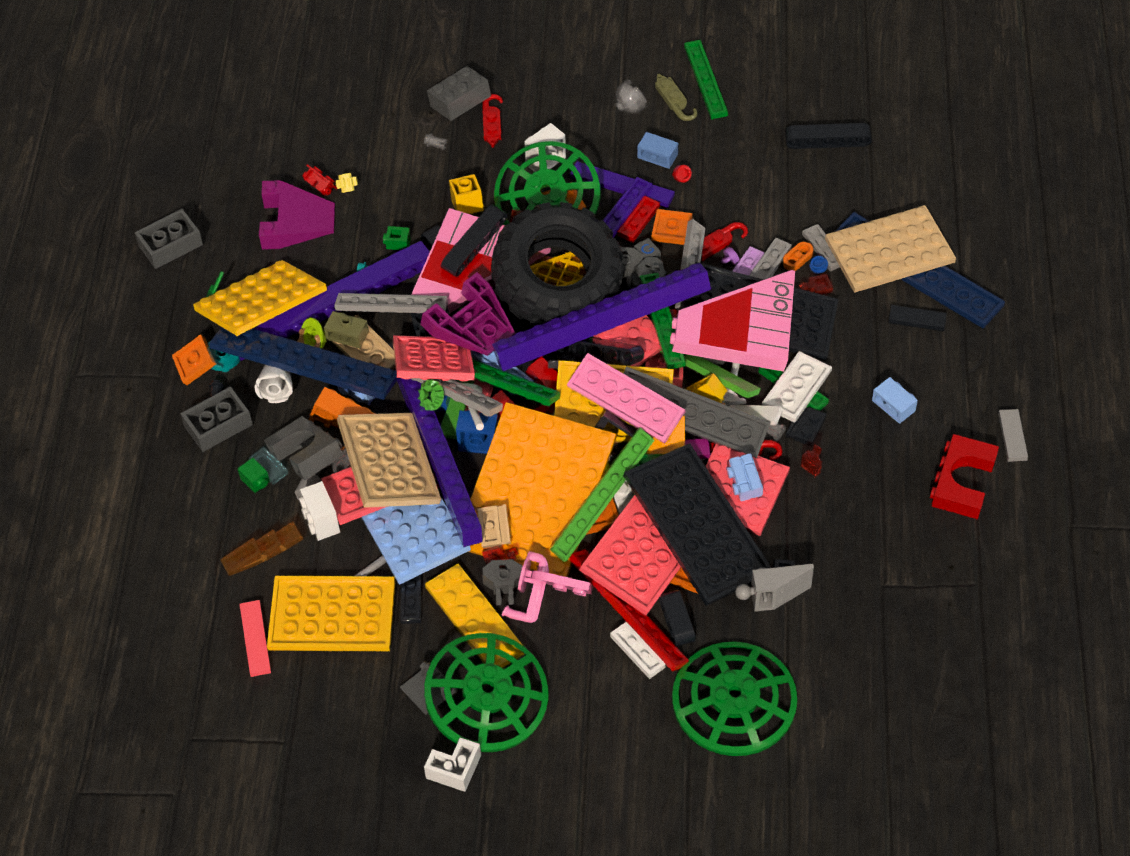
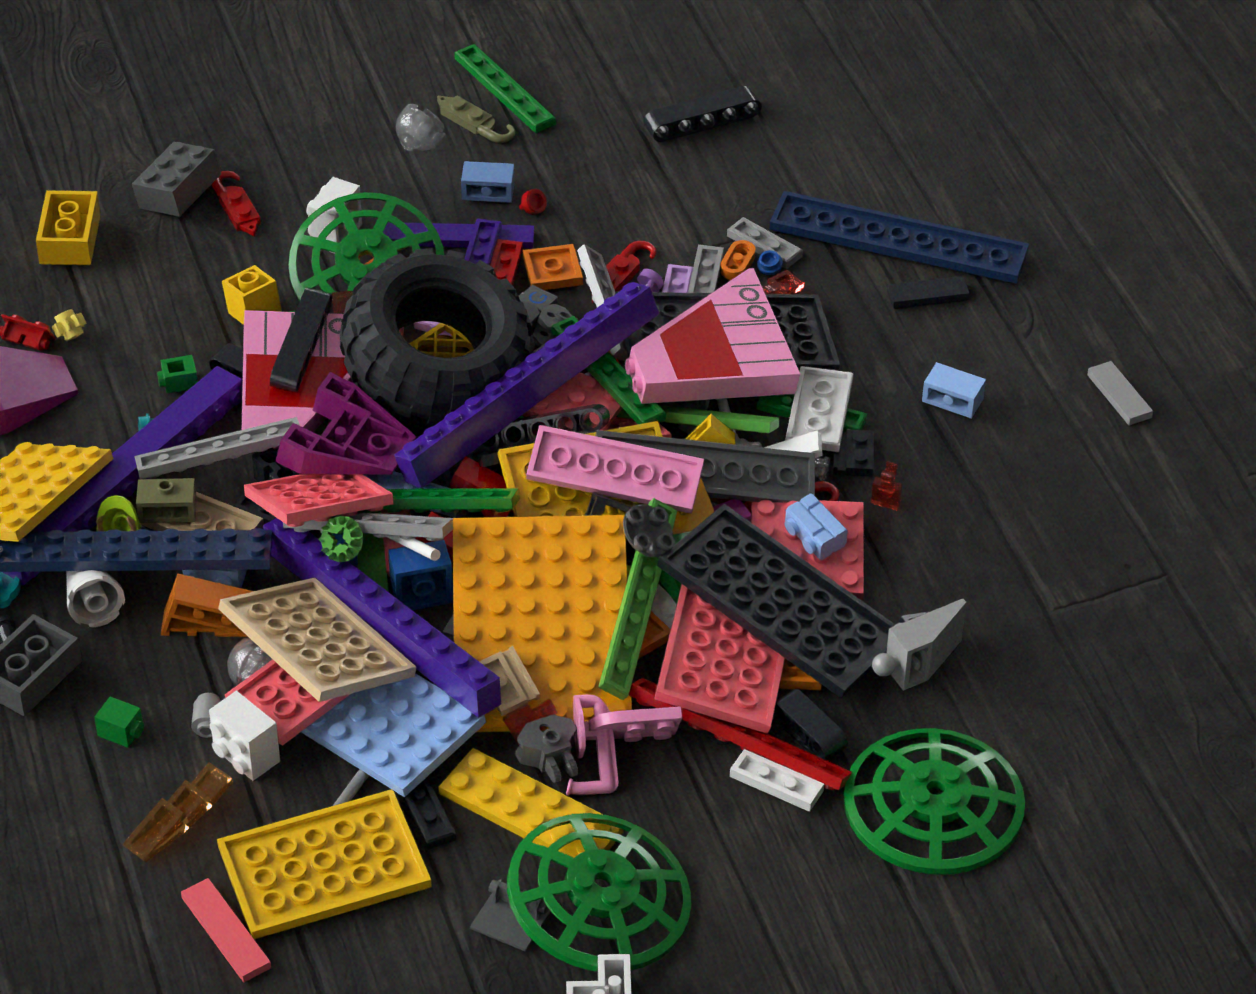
camera: 25 degrees left, 10 degrees down
(274, 468) = (150, 707): clear light blue tile -> none
(321, 448) = (208, 656): dark grey arch -> none
(375, 111) = (68, 227): none -> yellow brick
(434, 141) = (170, 246): clear pin -> none
(624, 450) = (648, 530): none -> dark grey dish
(890, 248) = (853, 220): tan plate -> none
(962, 453) = (1078, 478): red arch -> none

